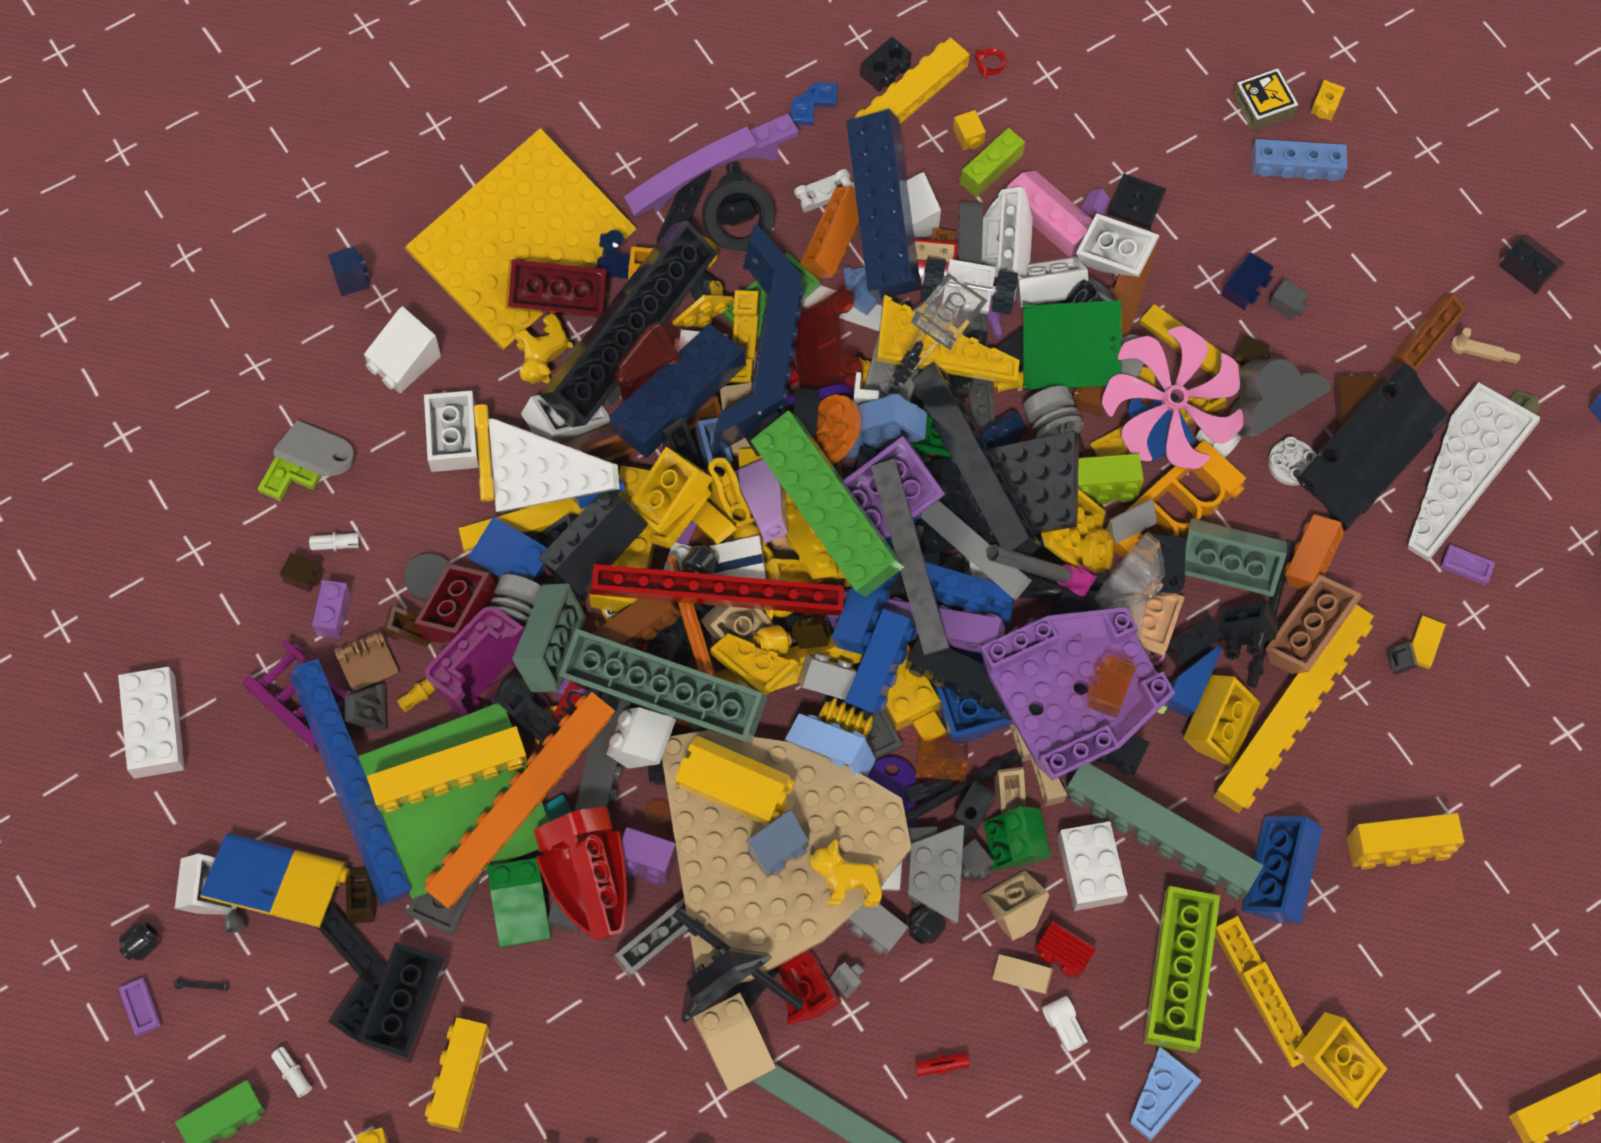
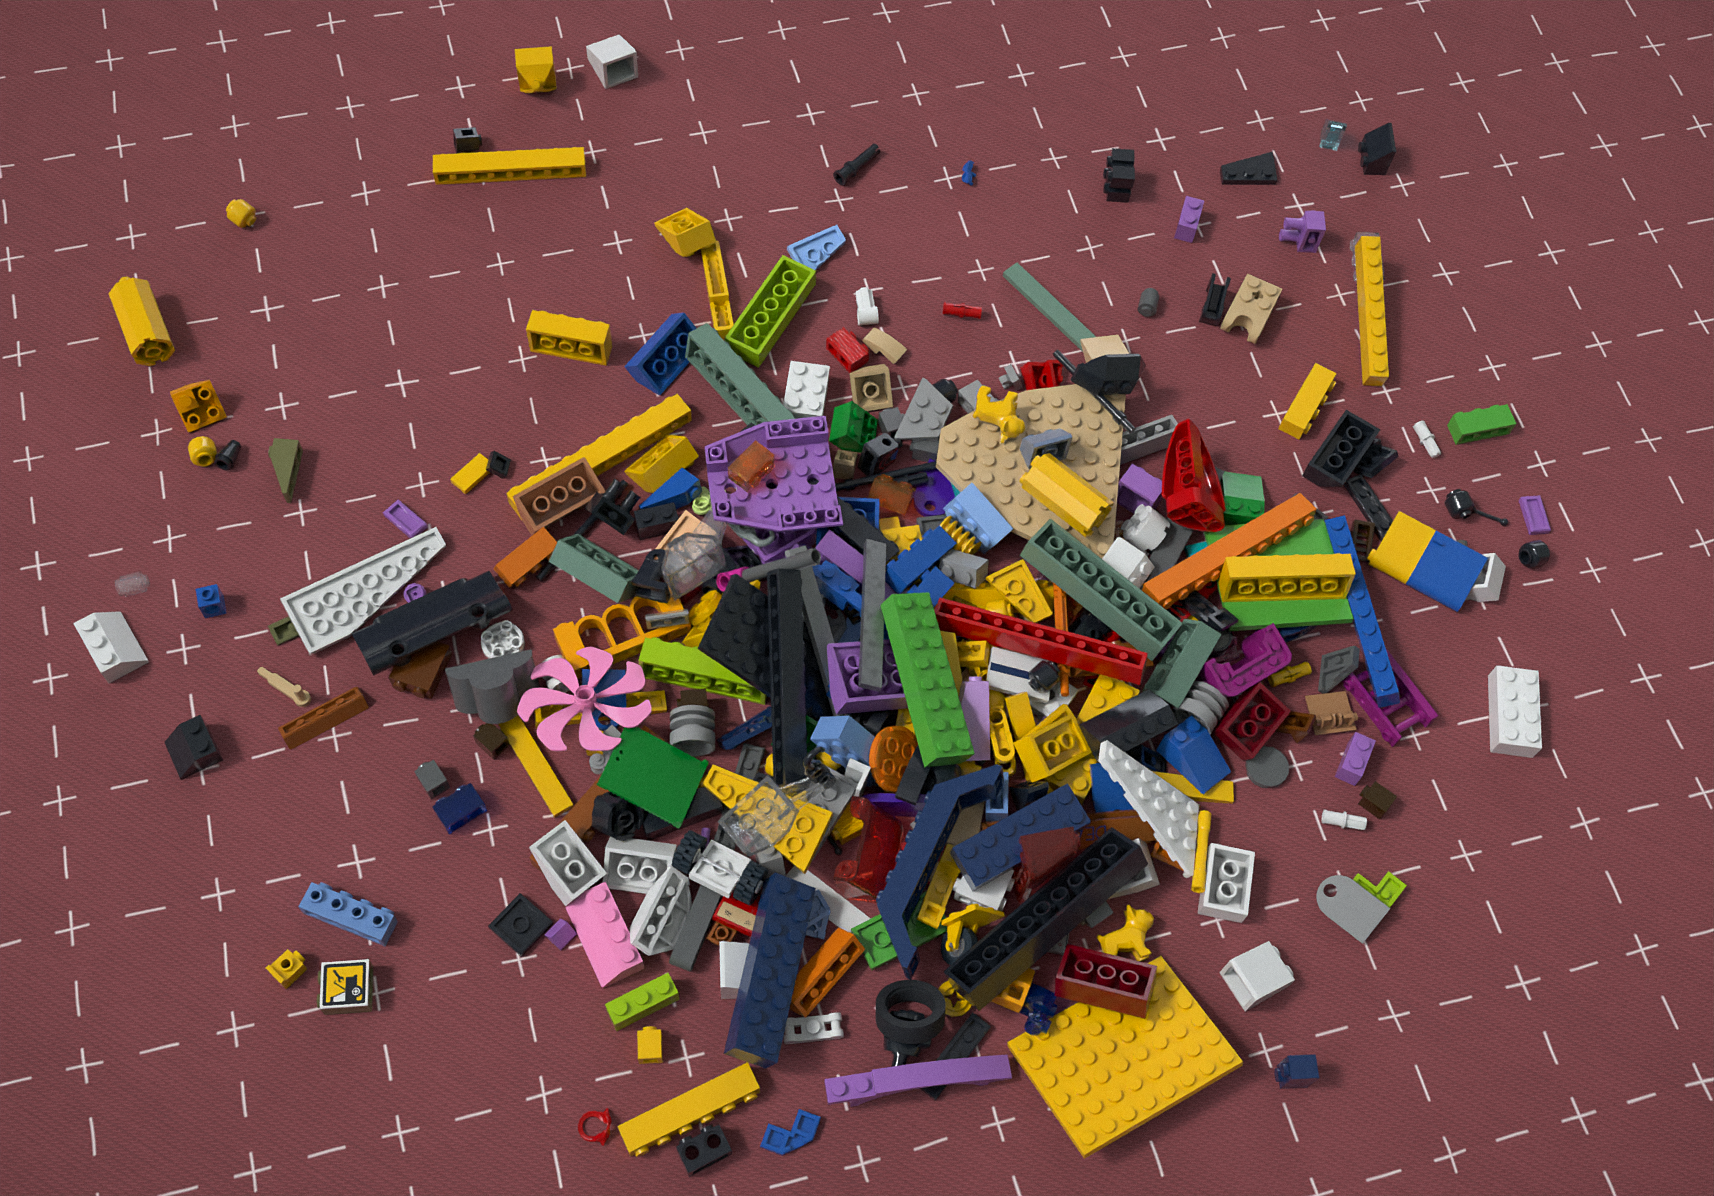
camera: 165 degrees left, 5 degrees down
(240, 980) = (1459, 504): none -> black head
(630, 804) = (1145, 528): none -> white brick
(1410, 482) = (413, 592): none -> medium lavender tile

